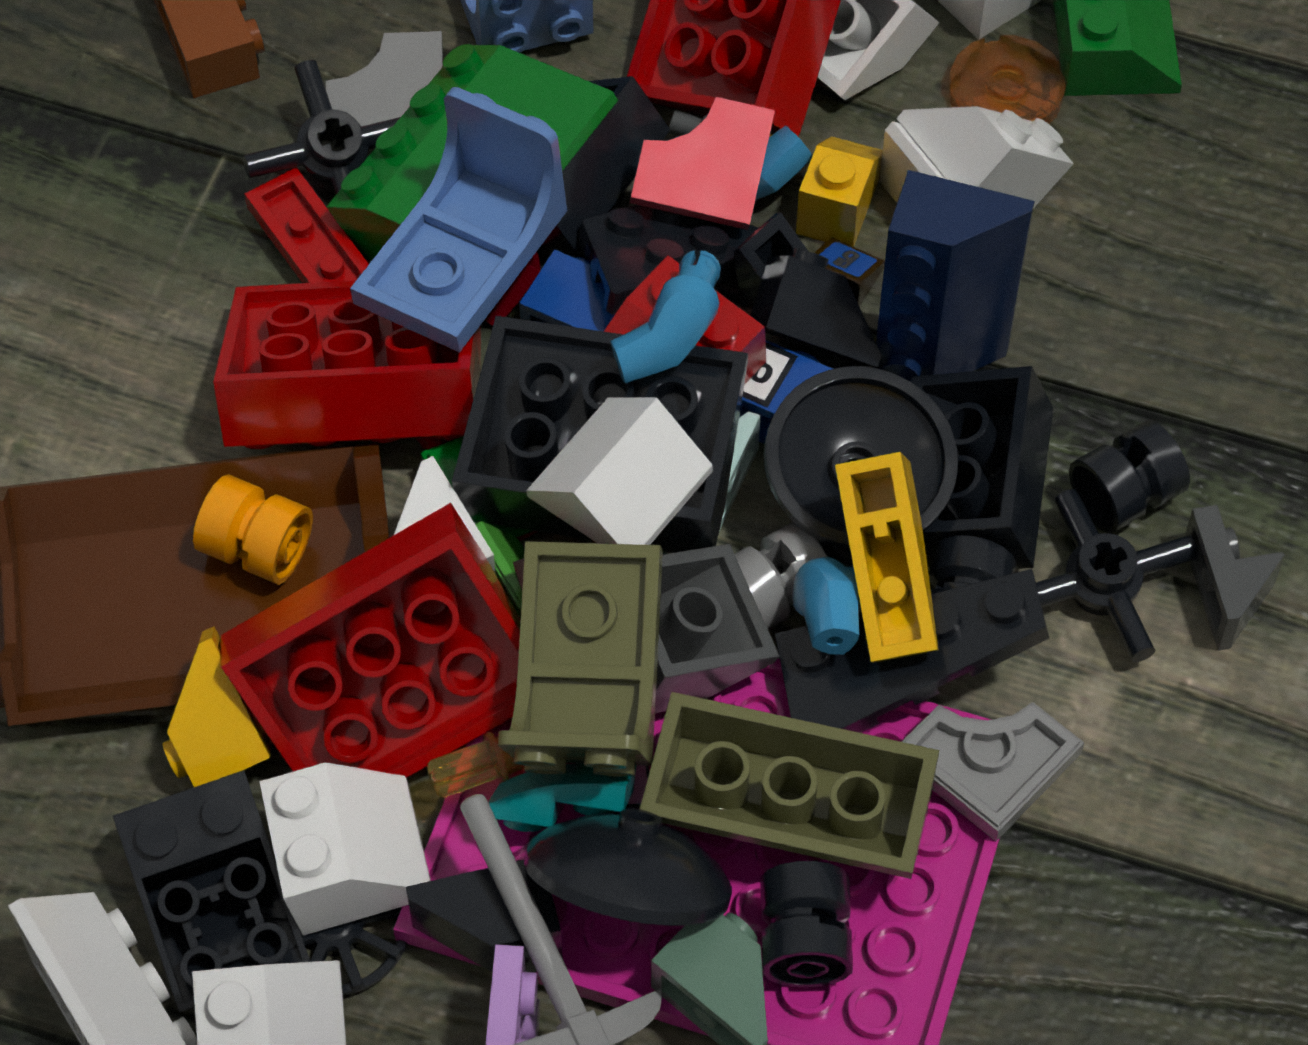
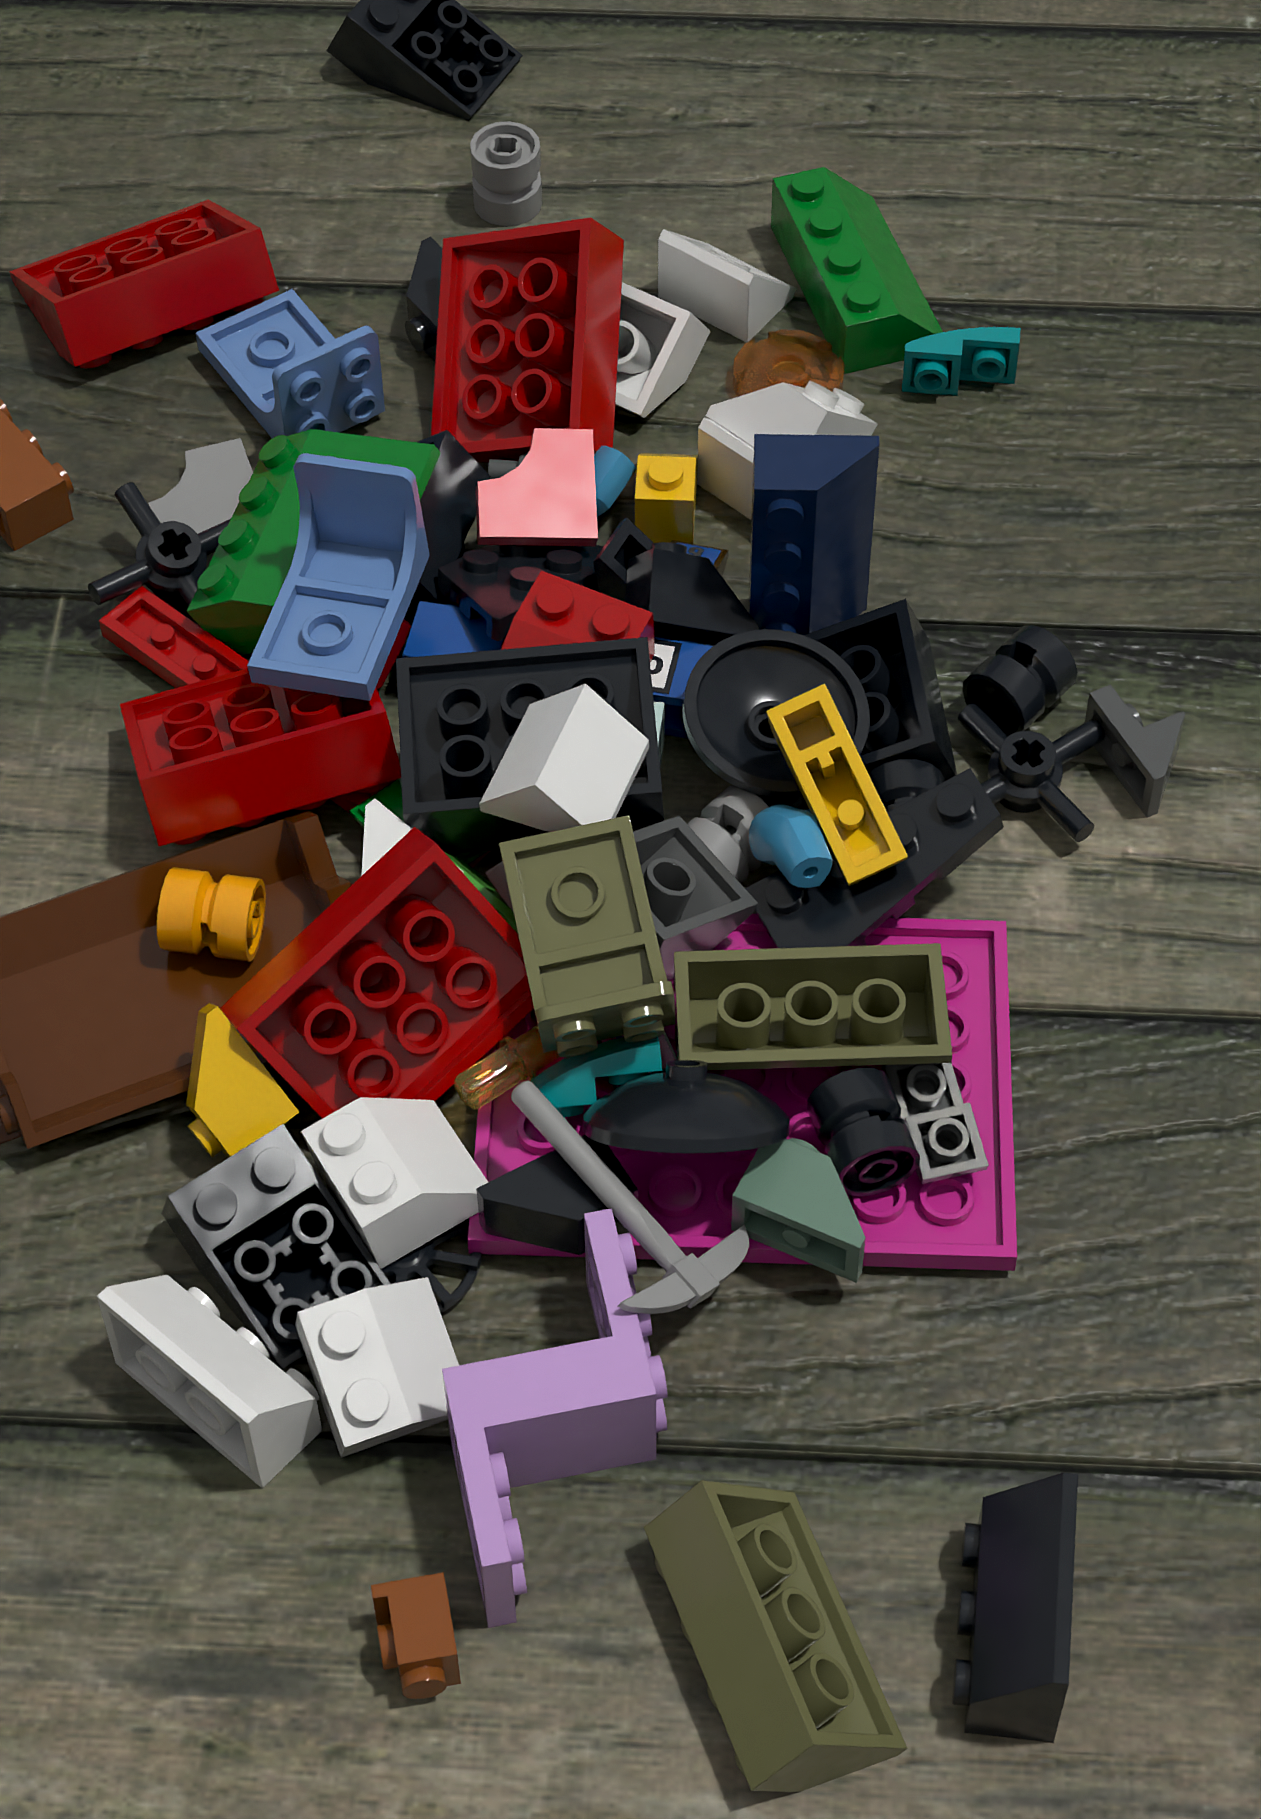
camera: 15 degrees left, 5 degrees down
(676, 323) = (575, 624): dark azure arm -> none
(886, 931) = (938, 1120): none -> dark grey slope
(996, 765) = (991, 953): light grey tile -> none
(1166, 105) = (971, 354): none -> teal slope

